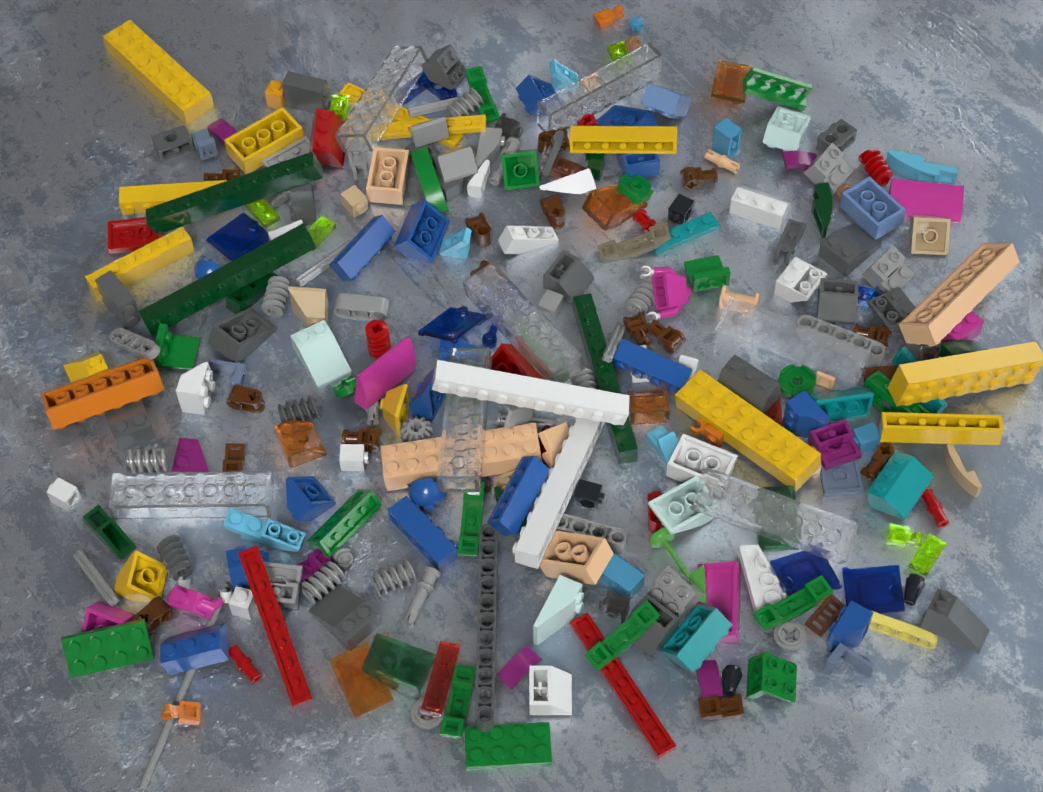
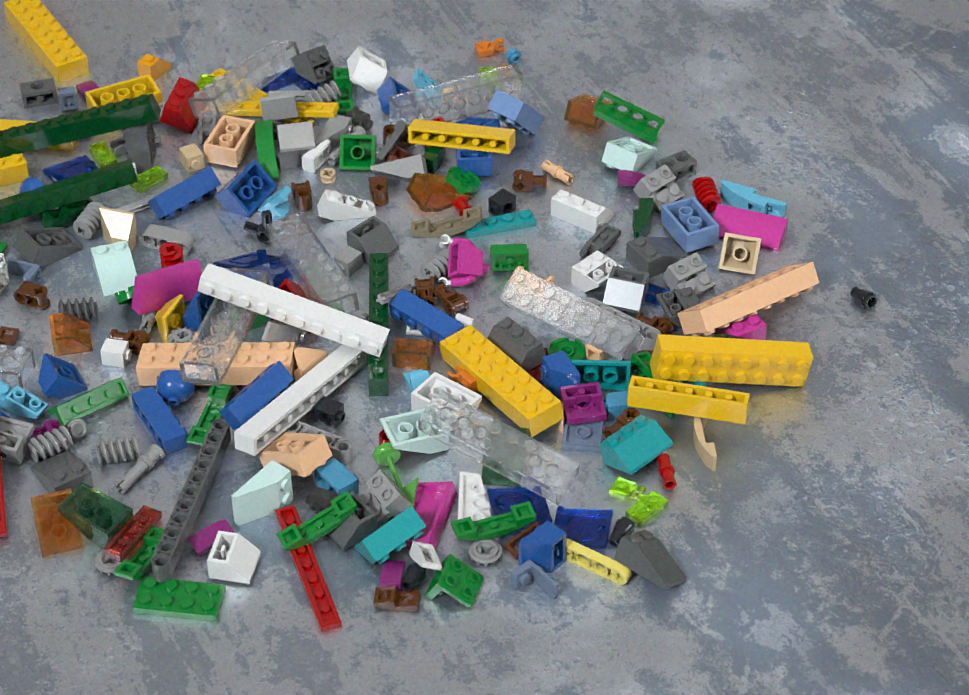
camera: 10 degrees right, 15 degrees down
(305, 92) = (172, 64): dark grey brick -> none
(454, 281) = (260, 230): none -> black axle
(494, 204) = (328, 175): none -> tan bush
(500, 67) = (366, 69): none -> white slope
(726, 138) = (565, 151): dark azure brick -> none
(738, 656) = (425, 555): none -> white slope

